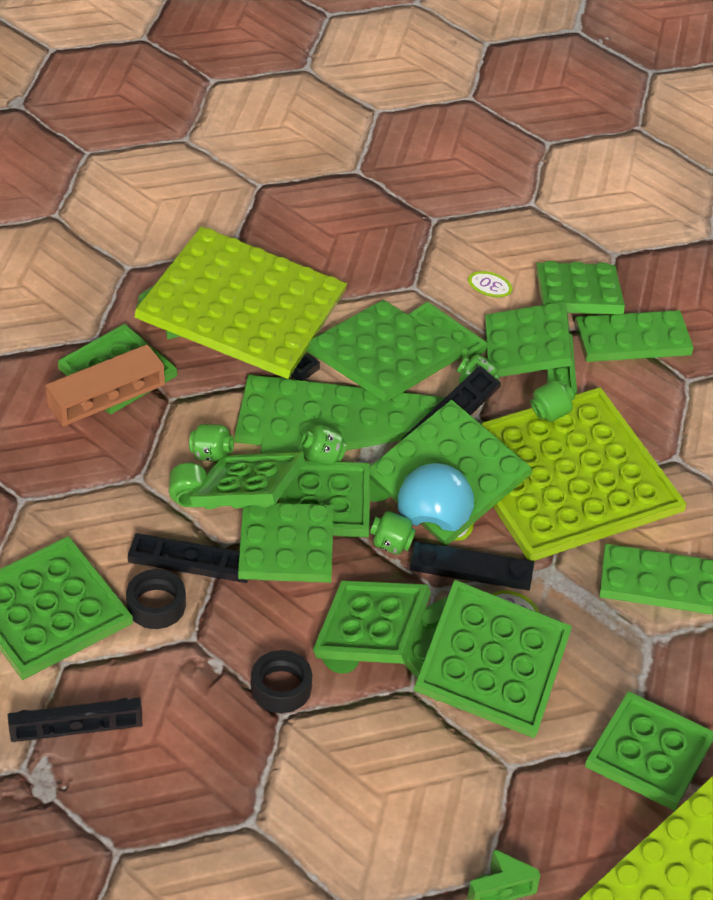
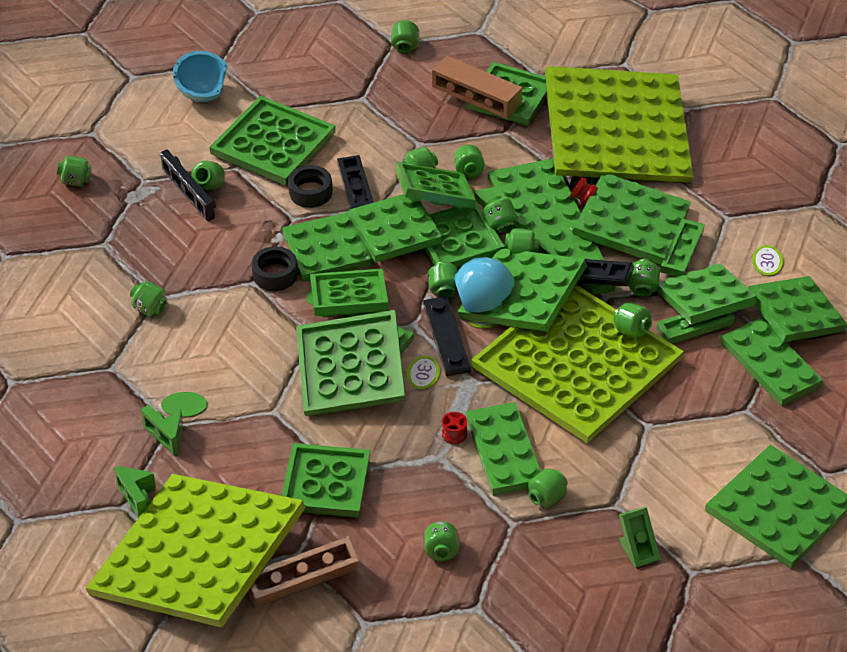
camera: 70 degrees right, 0 degrees up
(79, 687) = (208, 175): none -> bright green head
(263, 619) = (326, 246): none -> bright green plate
(265, 827) = (148, 298): none -> bright green head
(325, 368) = (583, 191): none -> red wheel
(374, 446) = (521, 241): none -> bright green head
(455, 854) = (187, 402): none -> bright green sticker
(627, 604) = (454, 428): none -> red wheel

